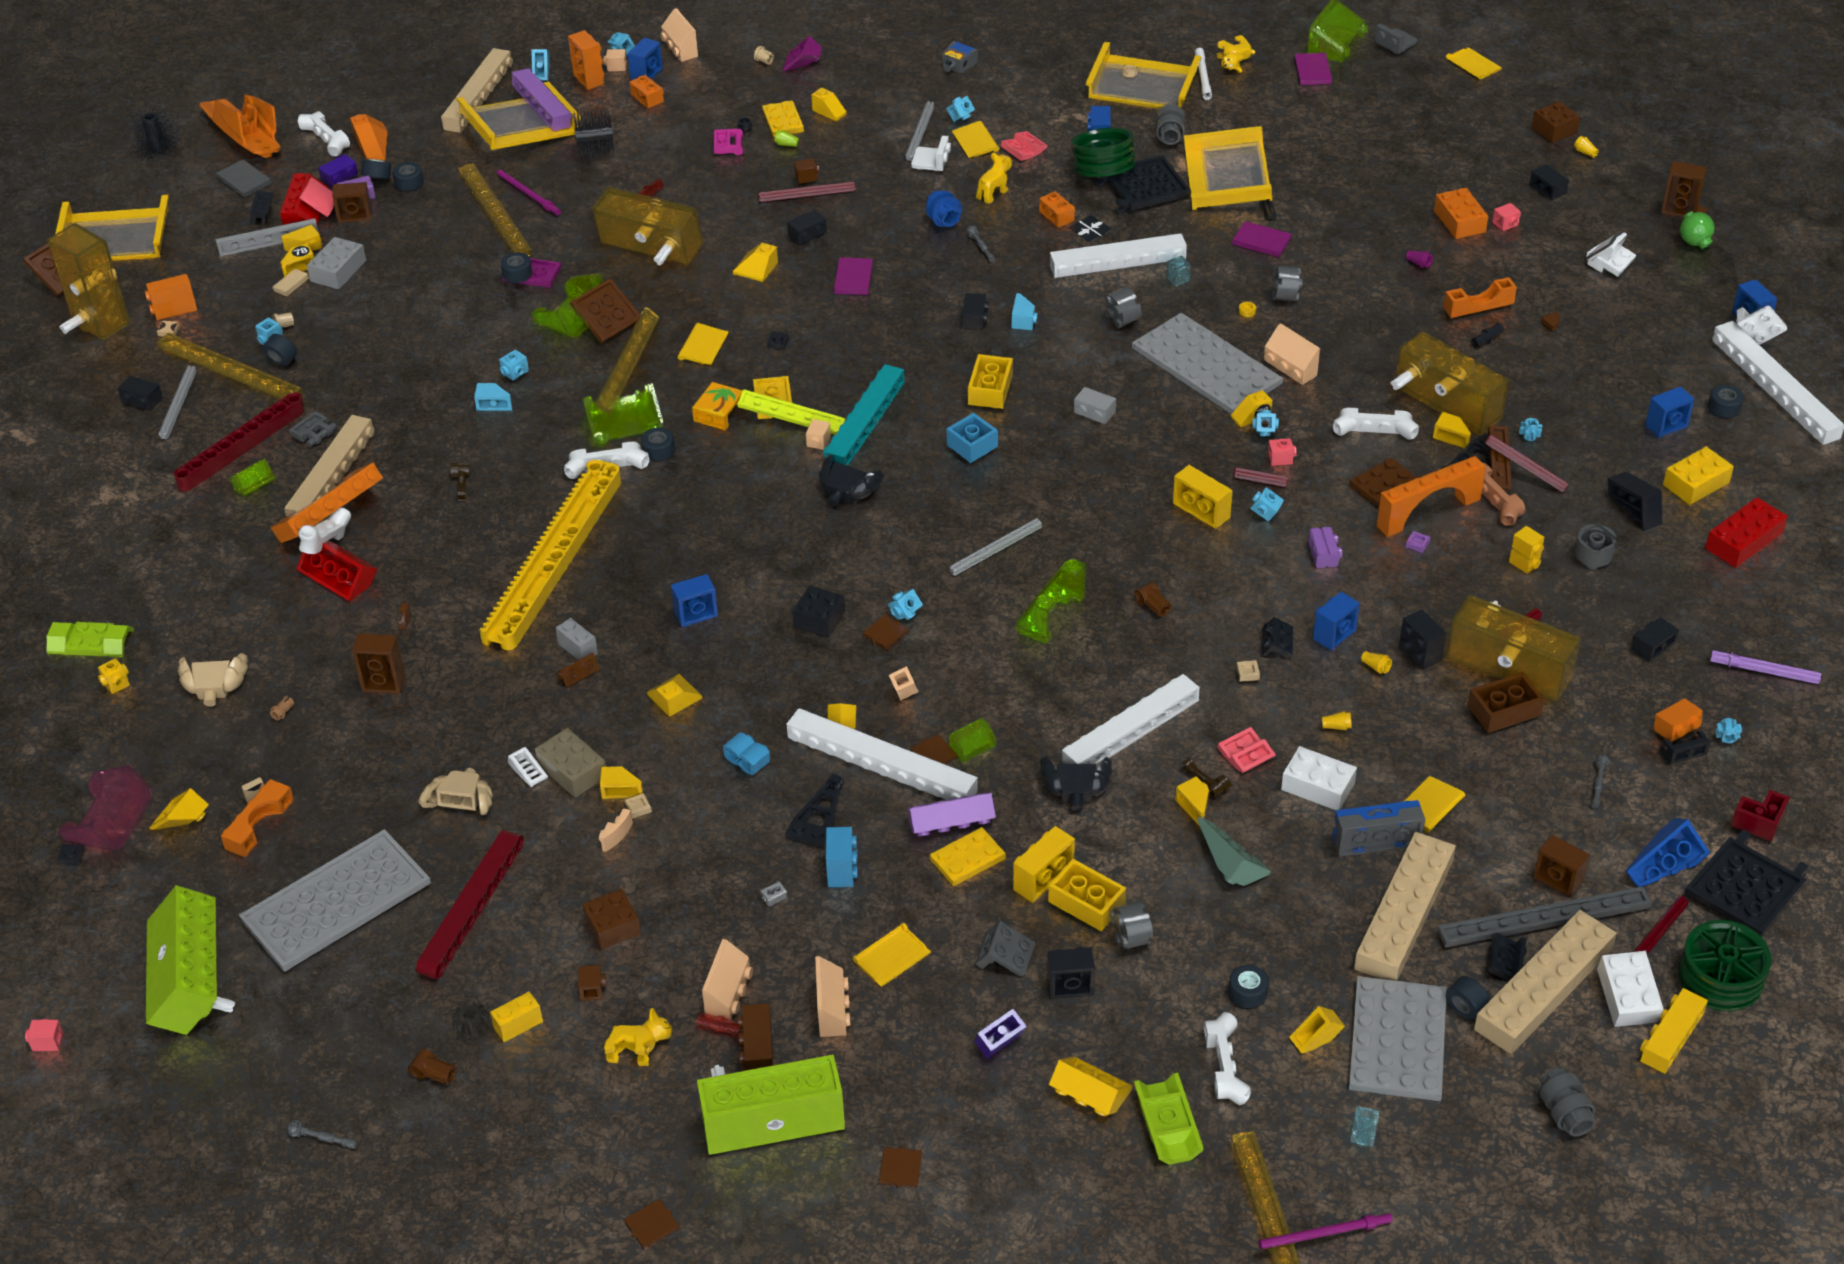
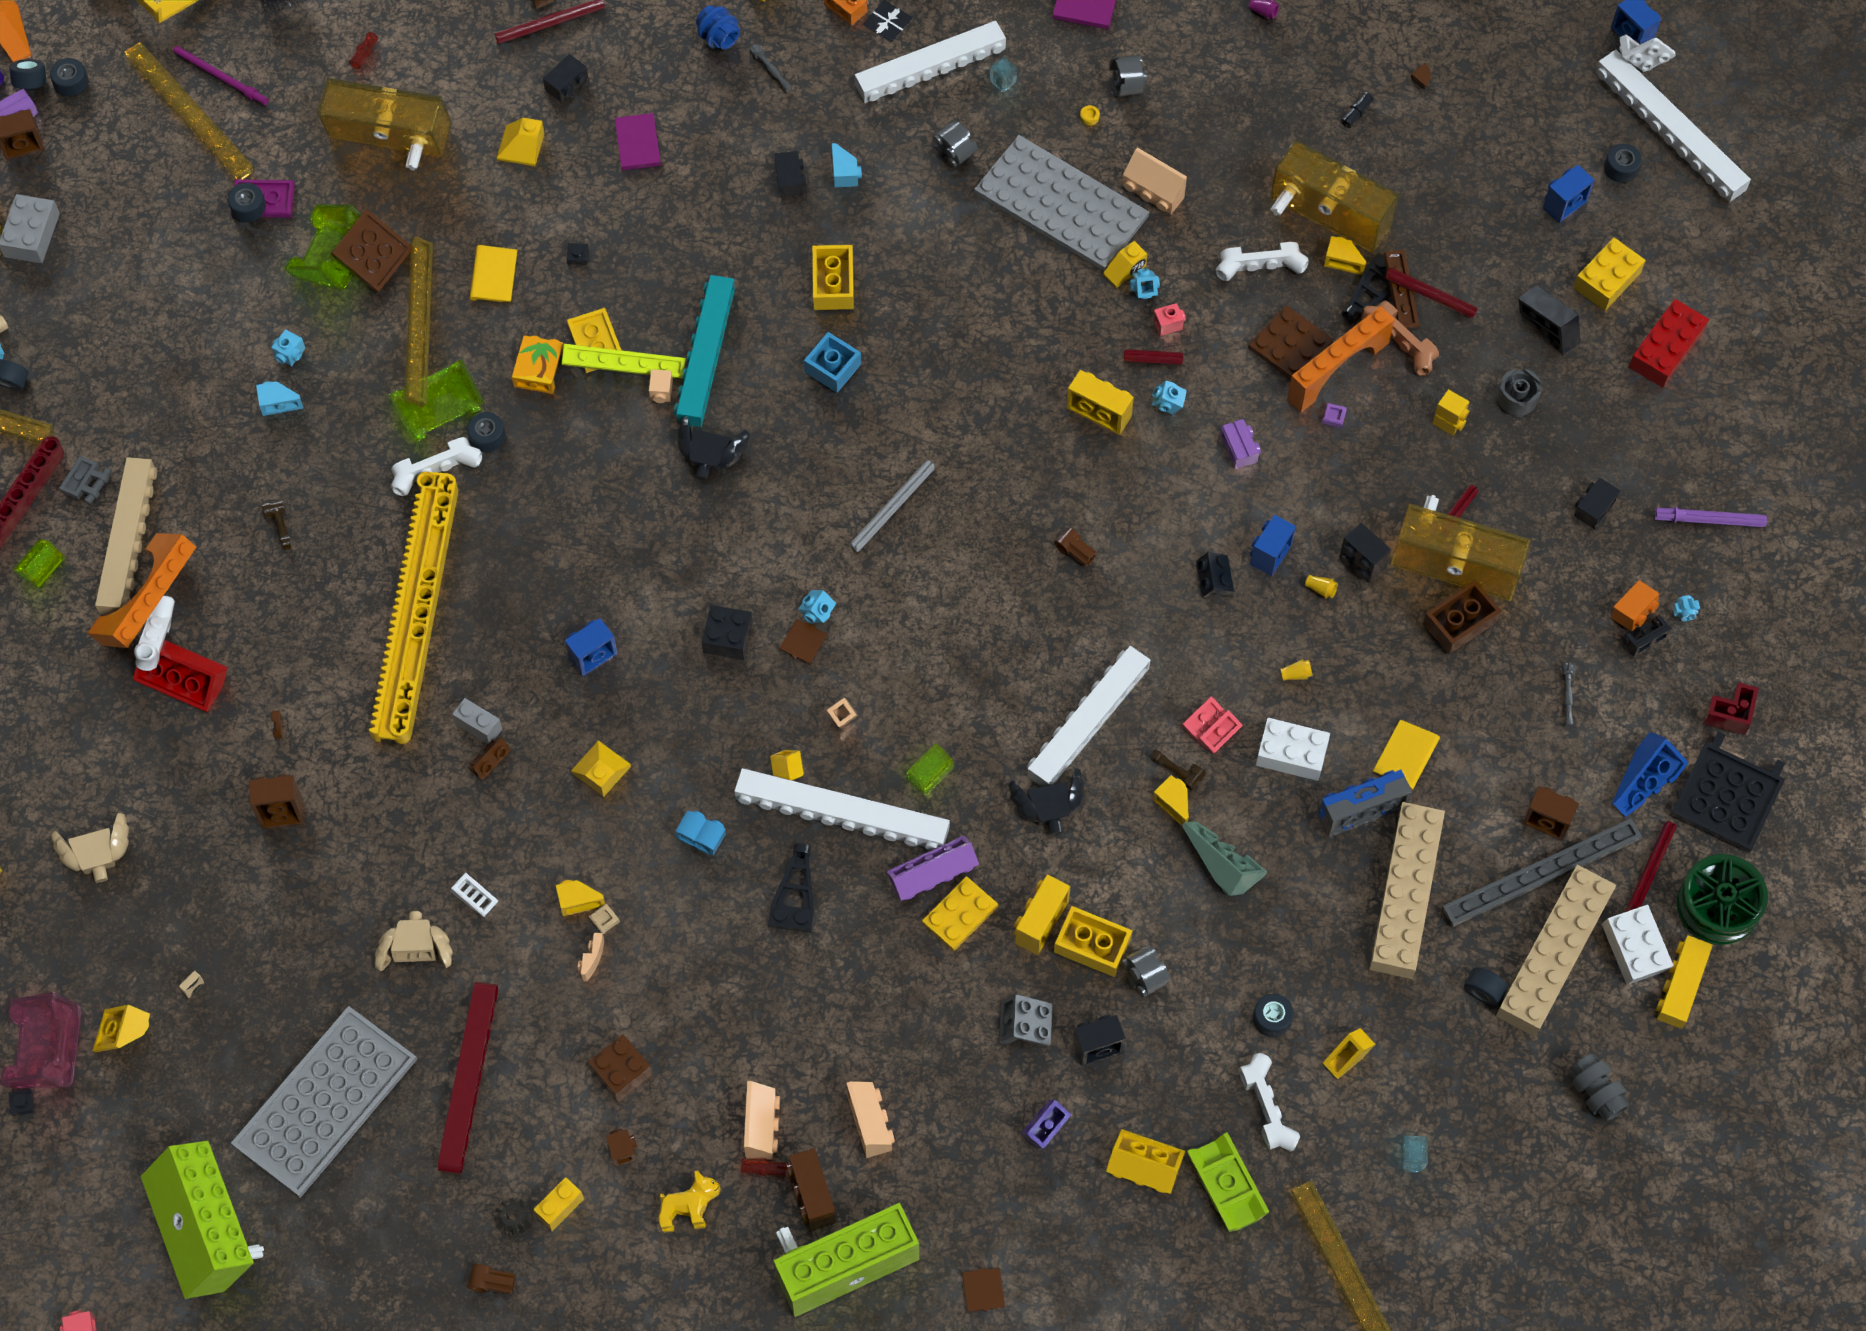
camera: 15 degrees left, 20 degrees up
(270, 800) = (214, 992): orange arch -> none
(278, 711) = (181, 877): medium nougat pin -> none
(570, 762) = (519, 882): dark tan brick -> none
(773, 894) = (777, 992): light grey piece -> none
(841, 856) = (835, 947): dark azure brick -> none
(891, 955) = (912, 1048): yellow piece -> none
(935, 749) = (893, 788): reddish brown piece -> none
(1064, 586) = (960, 594): clear neon green windscreen -> none
(1094, 405) = (954, 289): light grey brick -> none
(1248, 670) = (1193, 623): tan plate -> none
(1367, 1222) = (1435, 1256): magenta bar -> none
(1398, 1038) = (1426, 1042): light grey plate -> none
(1499, 294) = (1360, 51): orange arch -> none
(1506, 956) = (1514, 929): black bracket -> none
(1530, 429) = (1426, 239): medium azure gear -> none

